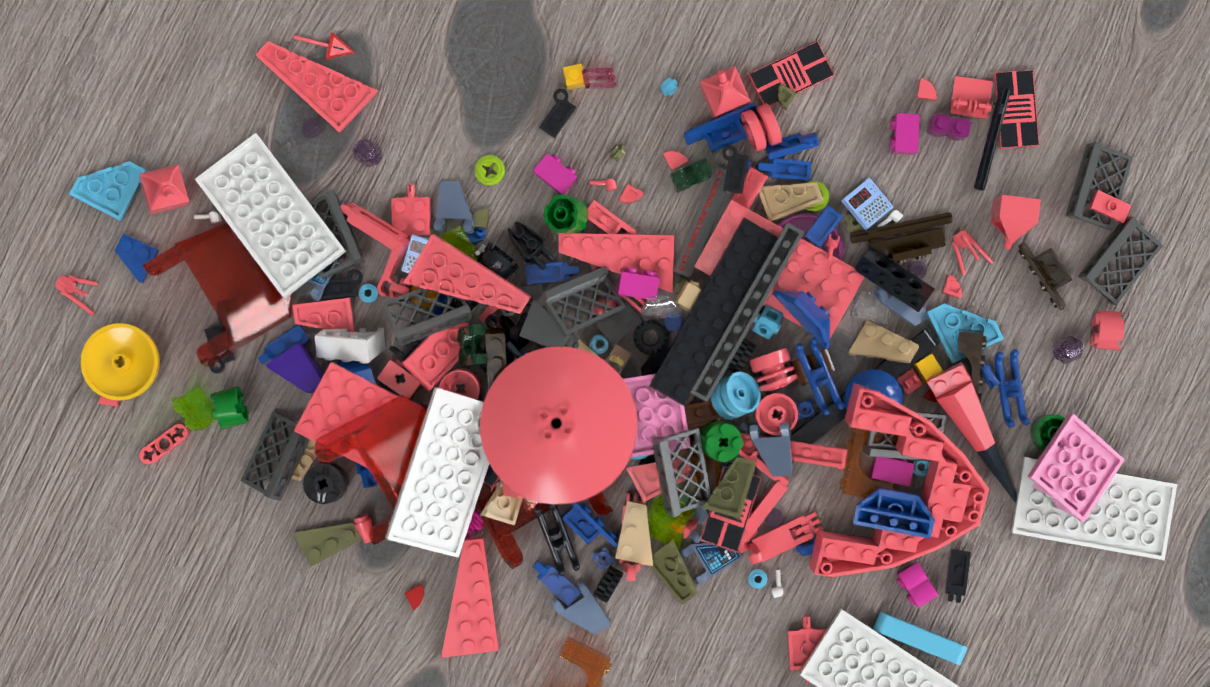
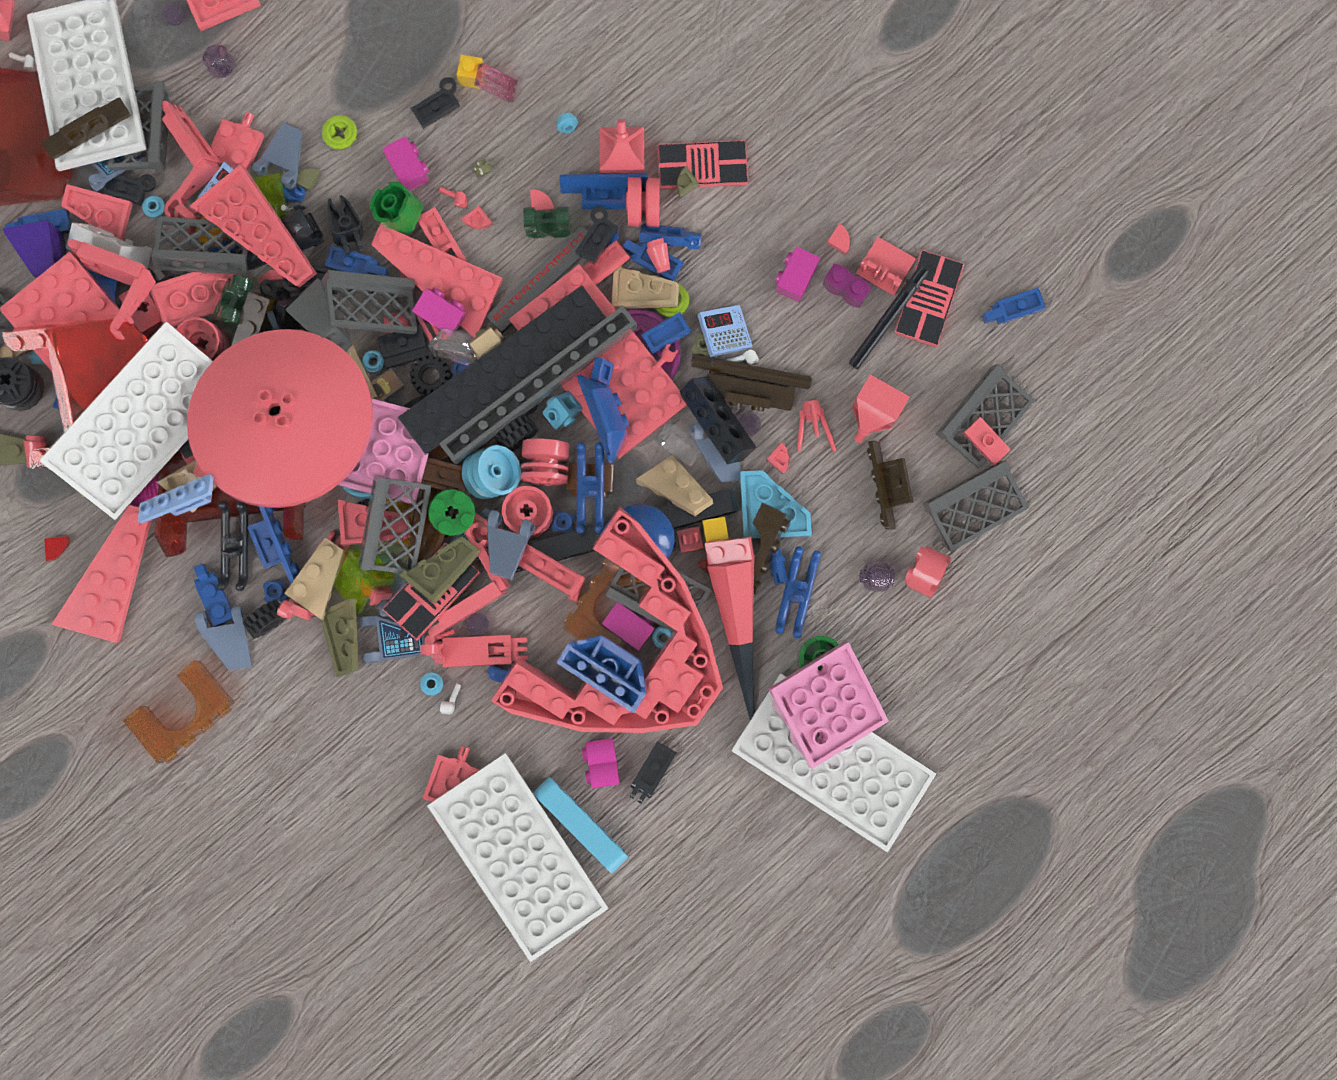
camera: 20 degrees right, 5 degrees down
(293, 255) = (85, 128): none -> dark brown bracket
(377, 360) = (120, 269): none -> coral hinge
(505, 523) = (178, 499): none -> light blue bracket
(789, 280) = (602, 371): none -> blue tile
(791, 165) = (659, 255): none -> coral cone
(1088, 88) = (1015, 307): none -> blue hinge

